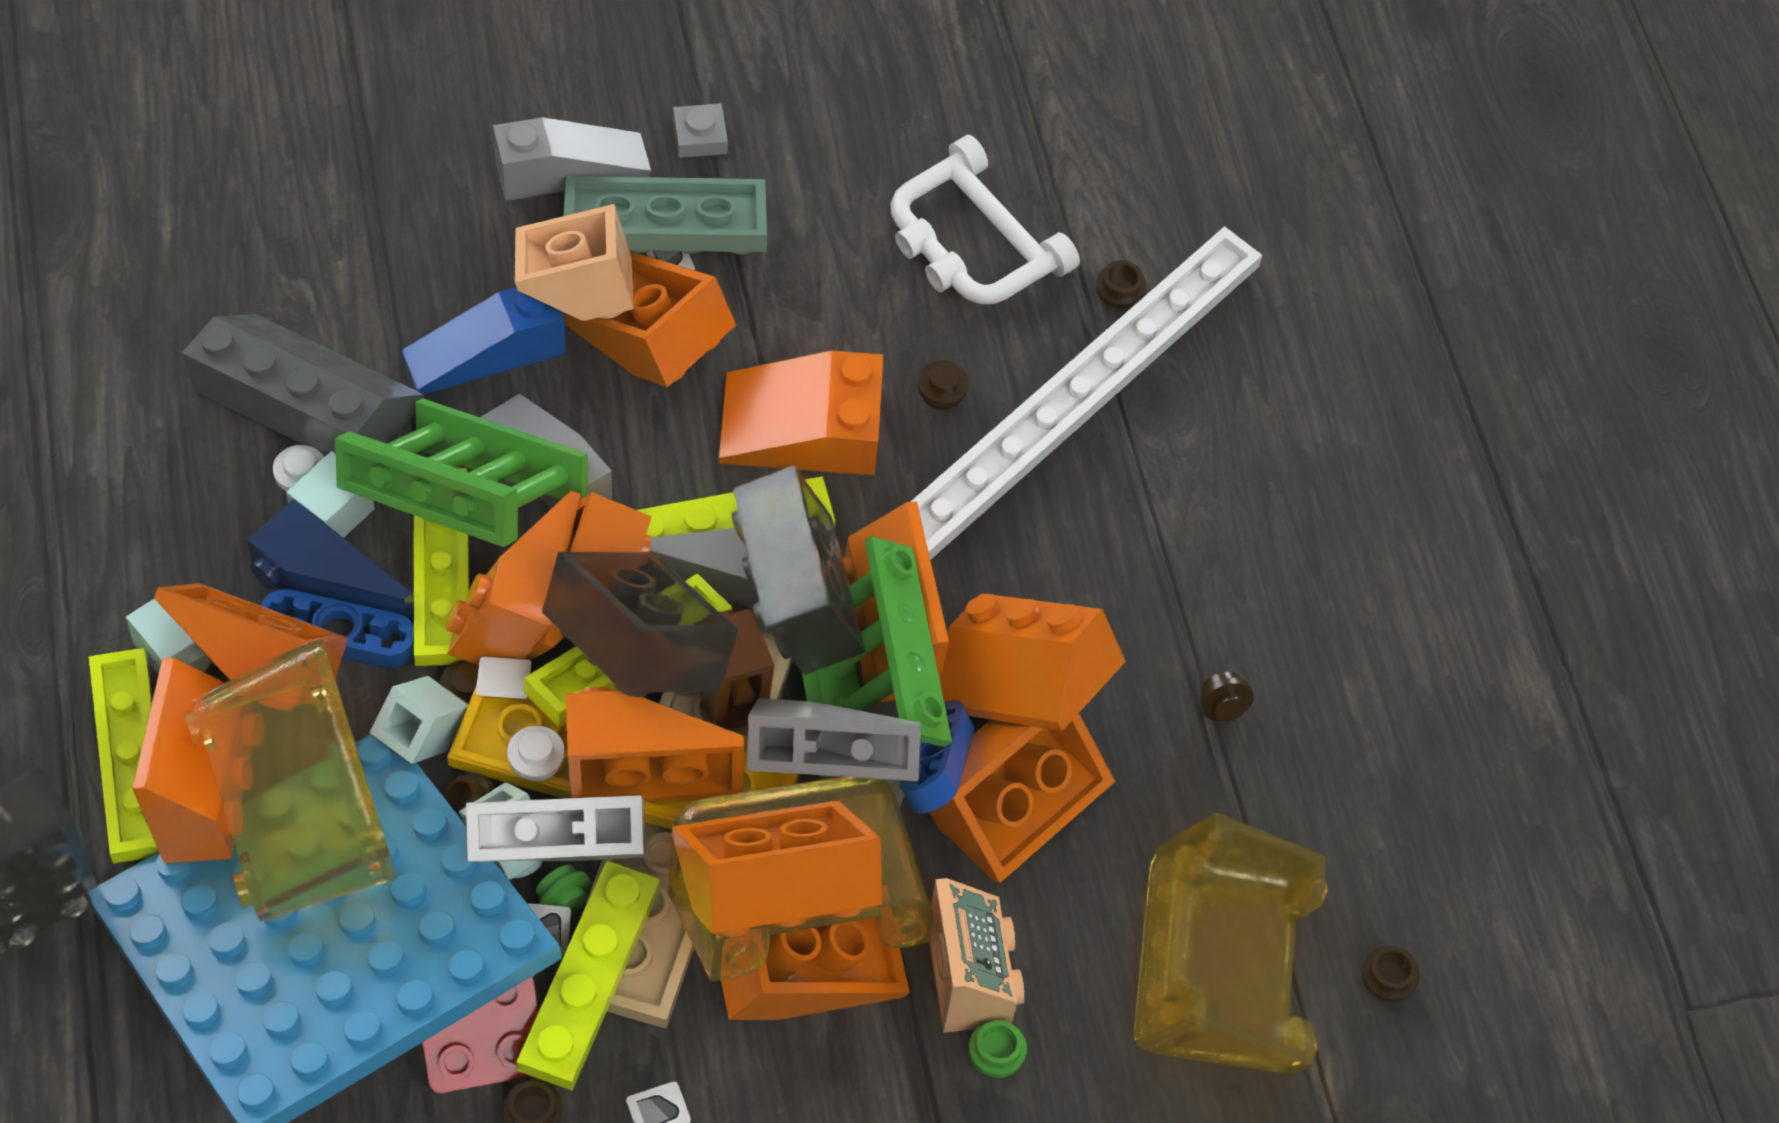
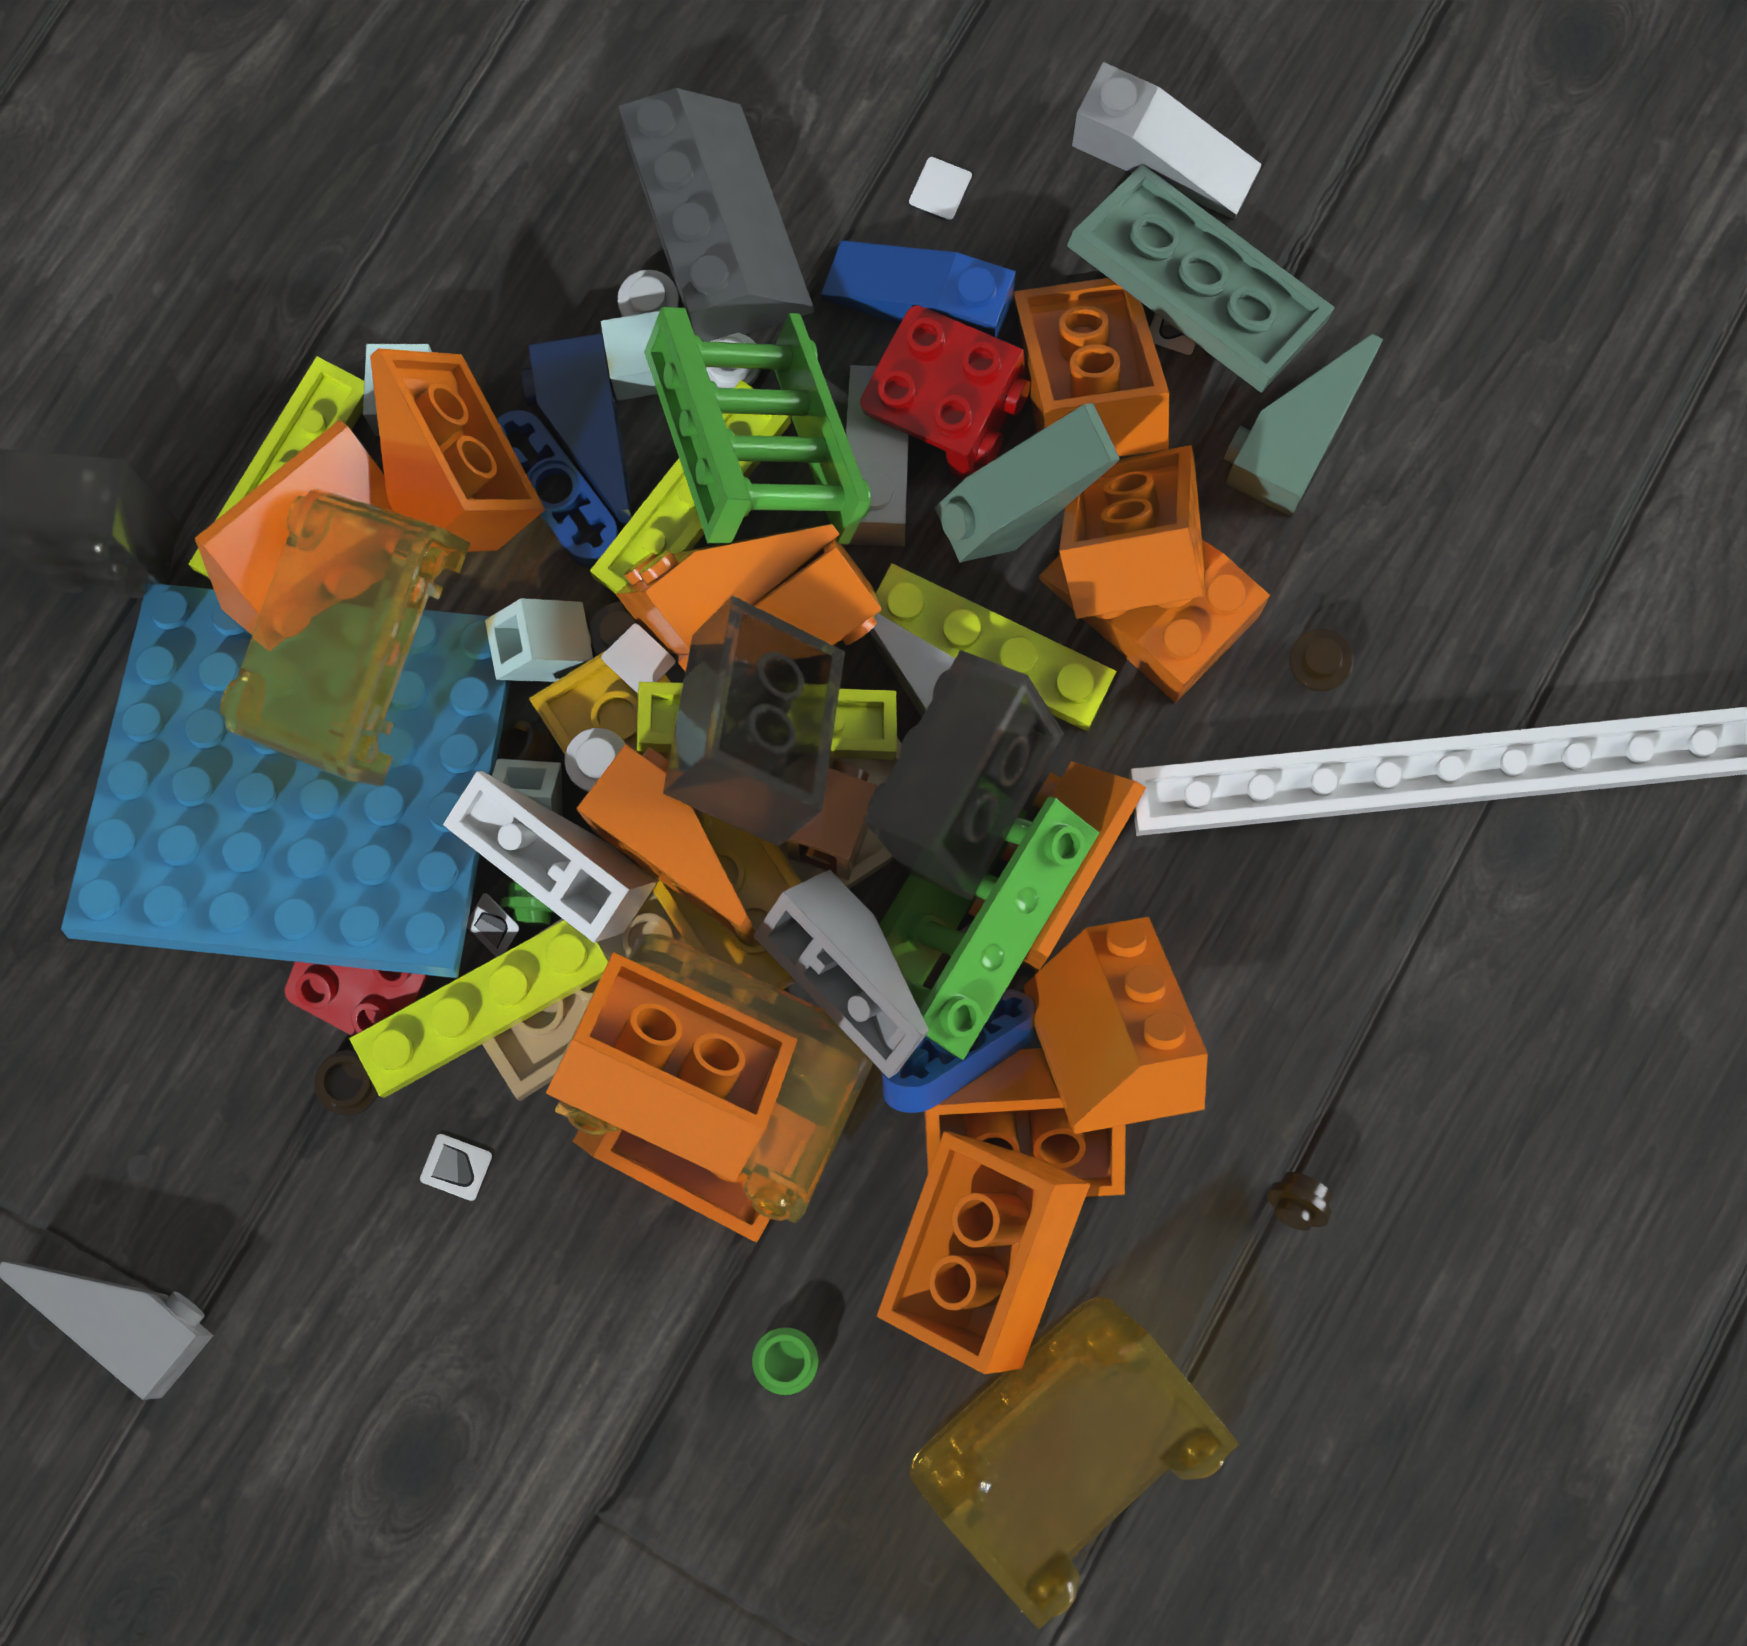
camera: 50 degrees right, 20 degrees up
(439, 279) = (940, 188): none -> white sticker
(561, 378) = (948, 387): none -> red bracket
(577, 264) = (1050, 278): light nougat slope -> none
(673, 391) = (1026, 486): none -> sand green slope
(700, 130) = (1323, 203): light grey plate -> none
(767, 376) = (1135, 537): none -> orange slope
(809, 269) = (1293, 432): none -> sand green slope
(947, 269) = (1434, 539): white bar -> none
(972, 957) = (826, 1267): light nougat slope -> none
(1063, 866) = (982, 1252): none -> orange slope
(1121, 284) = (1598, 687): dark brown plate -> none
(1390, 973) = (1208, 1595): dark brown plate -> none

